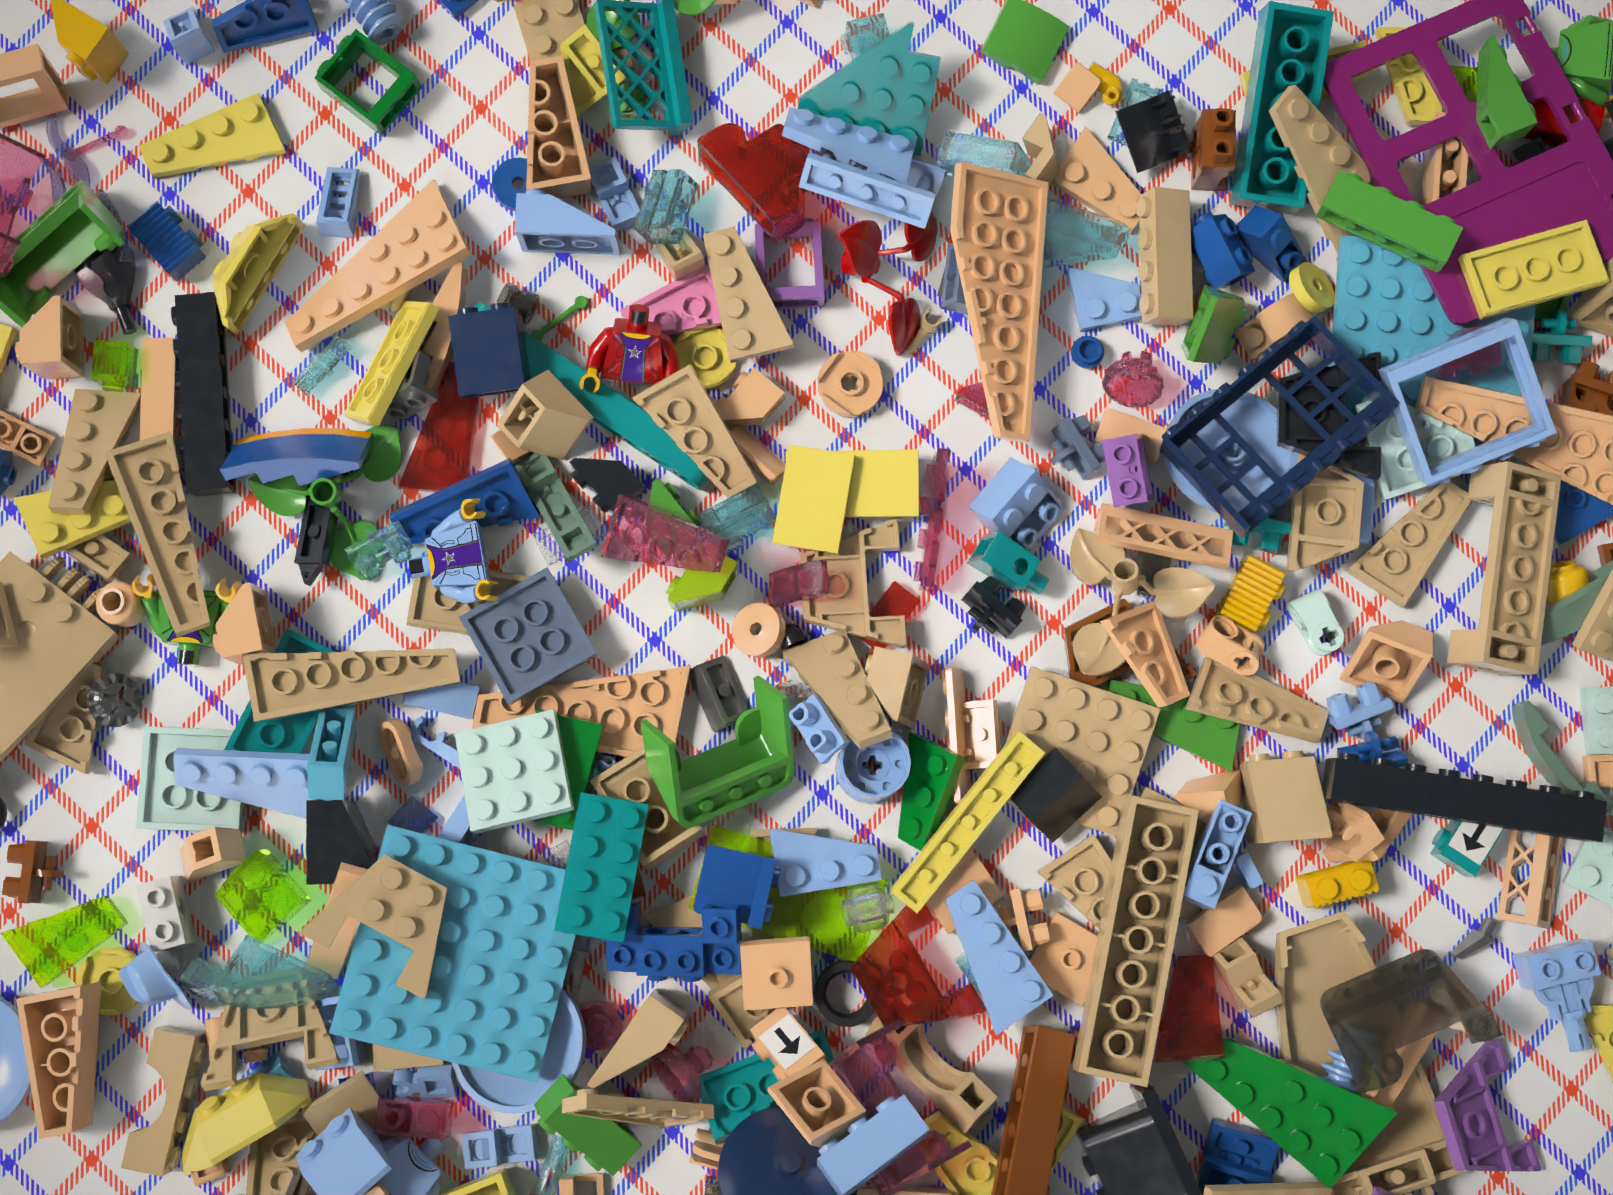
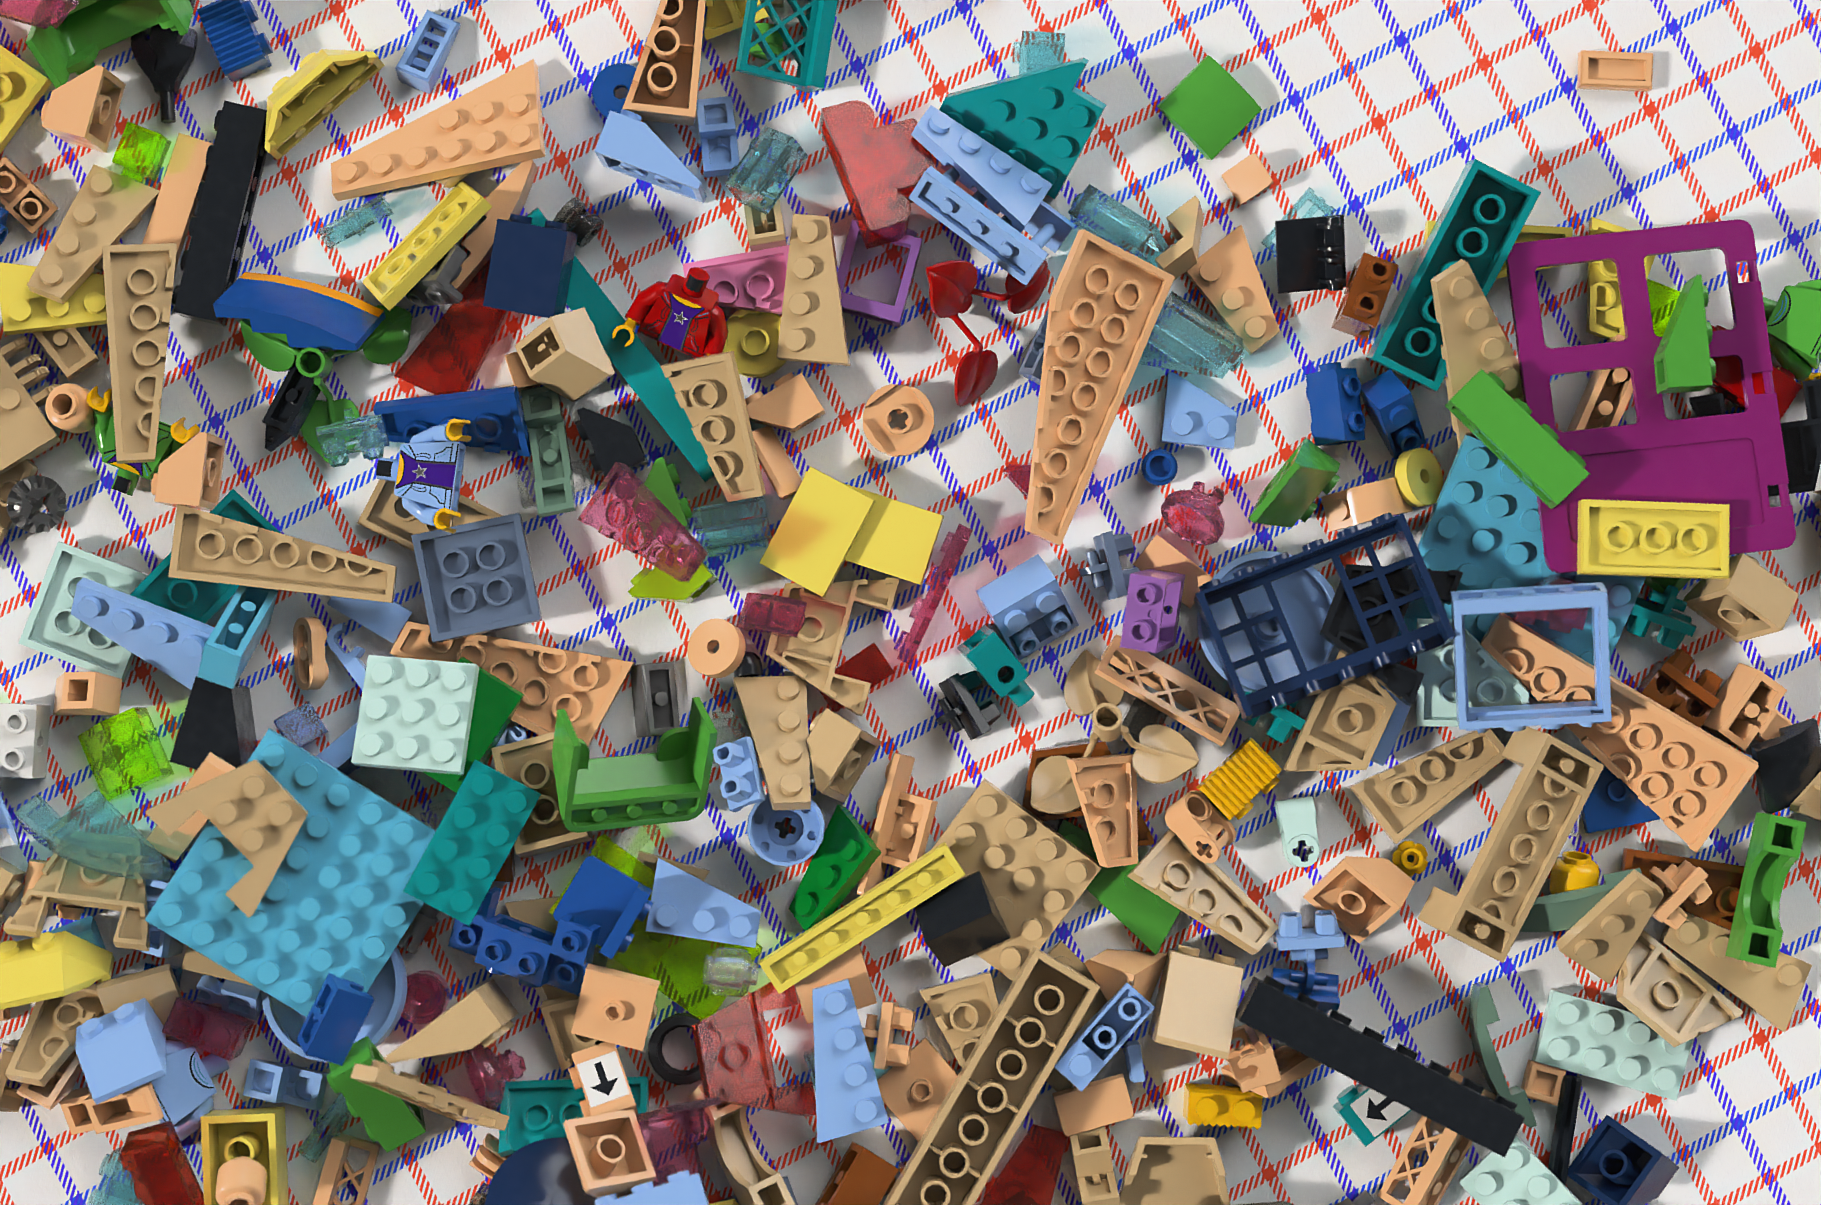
camera: 25 degrees right, 5 degrees up
(530, 1067) = (334, 1020): none -> blue hinge
(580, 303) = (645, 241): bright green hinge -> none
(925, 328) = (995, 388): tan hand -> none
(1110, 86) = (1283, 184): yellow arm -> none
(1165, 256) = (1274, 393): tan brick -> none
(1423, 606) = (1408, 848): none -> yellow plate

